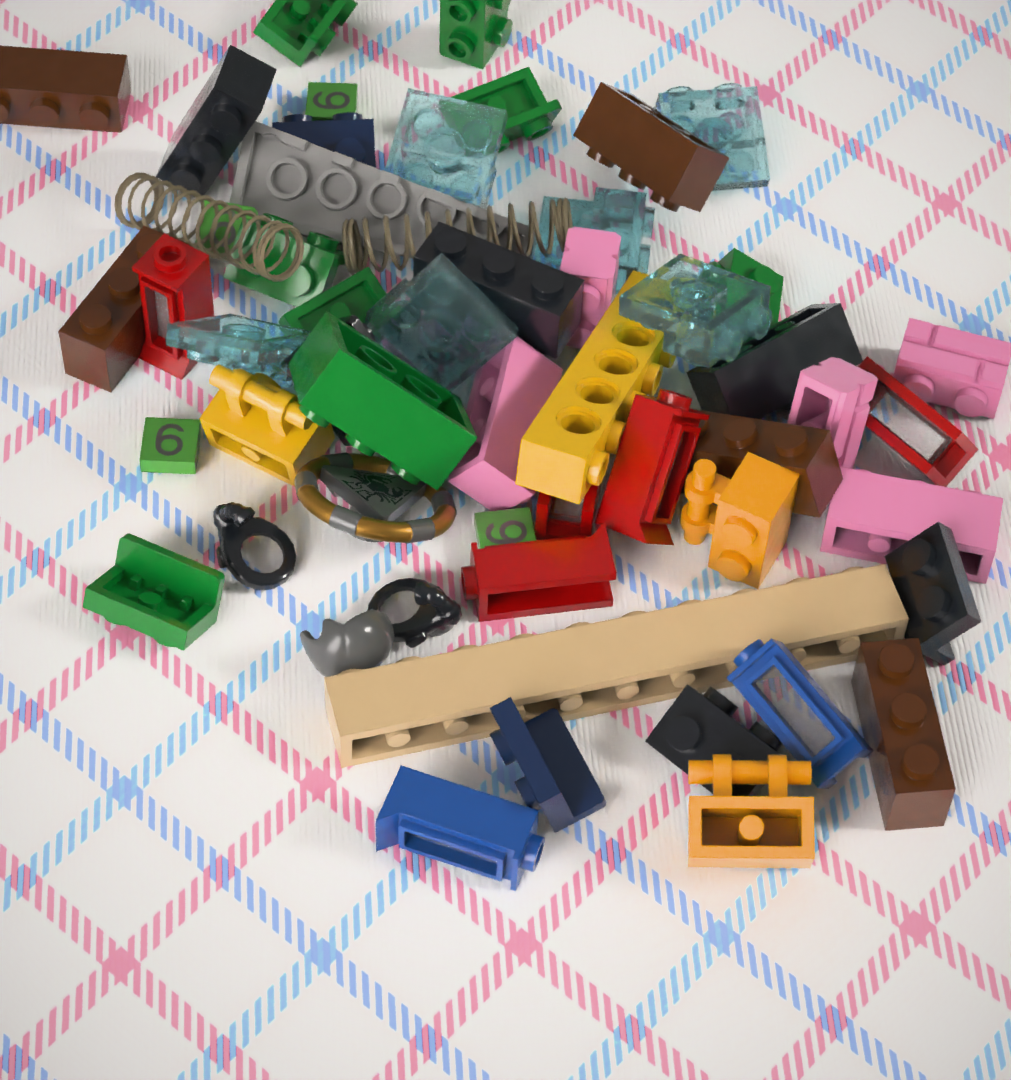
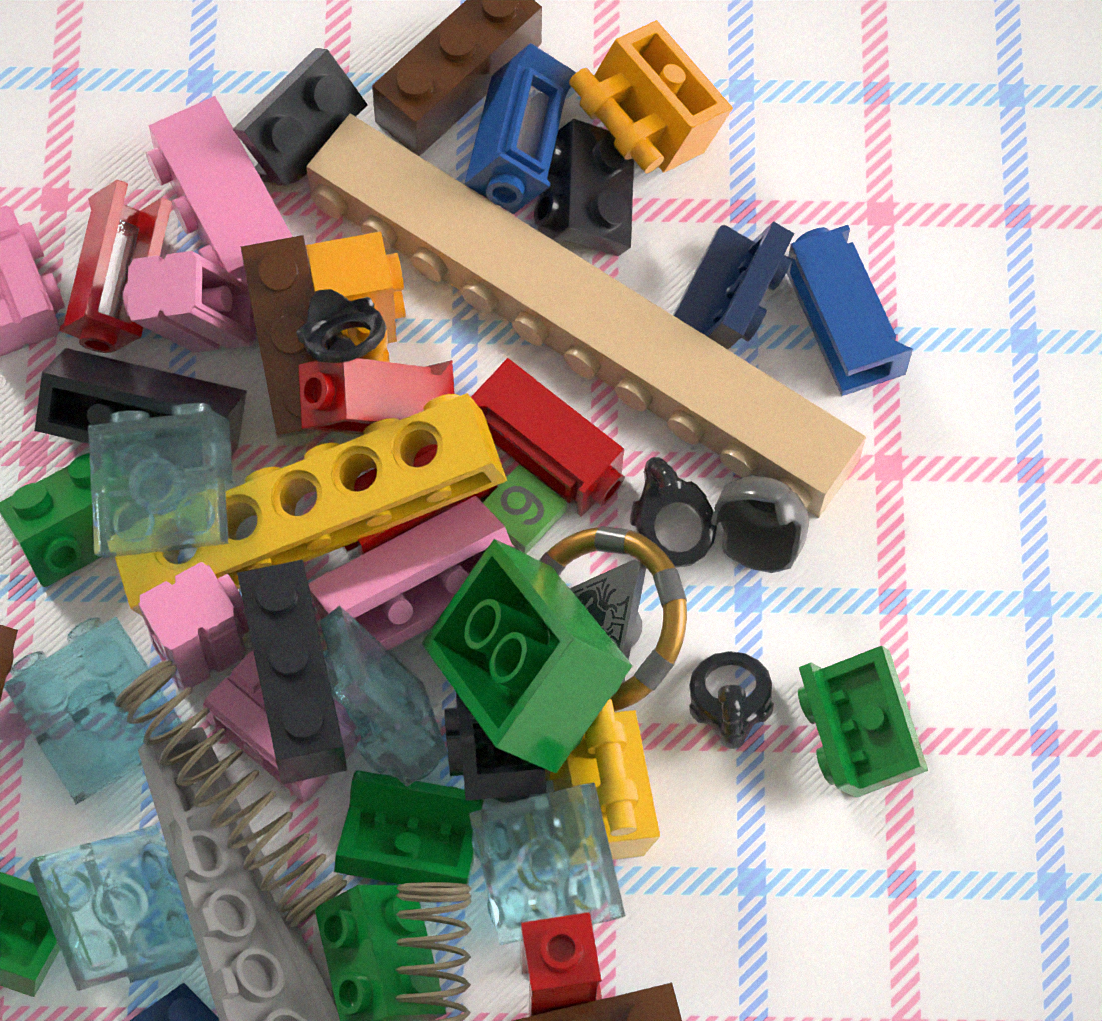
camera: 130 degrees left, 15 degrees up
(170, 445) = (685, 875): bright green tile -> none
(726, 434) = (330, 315): none -> black piece

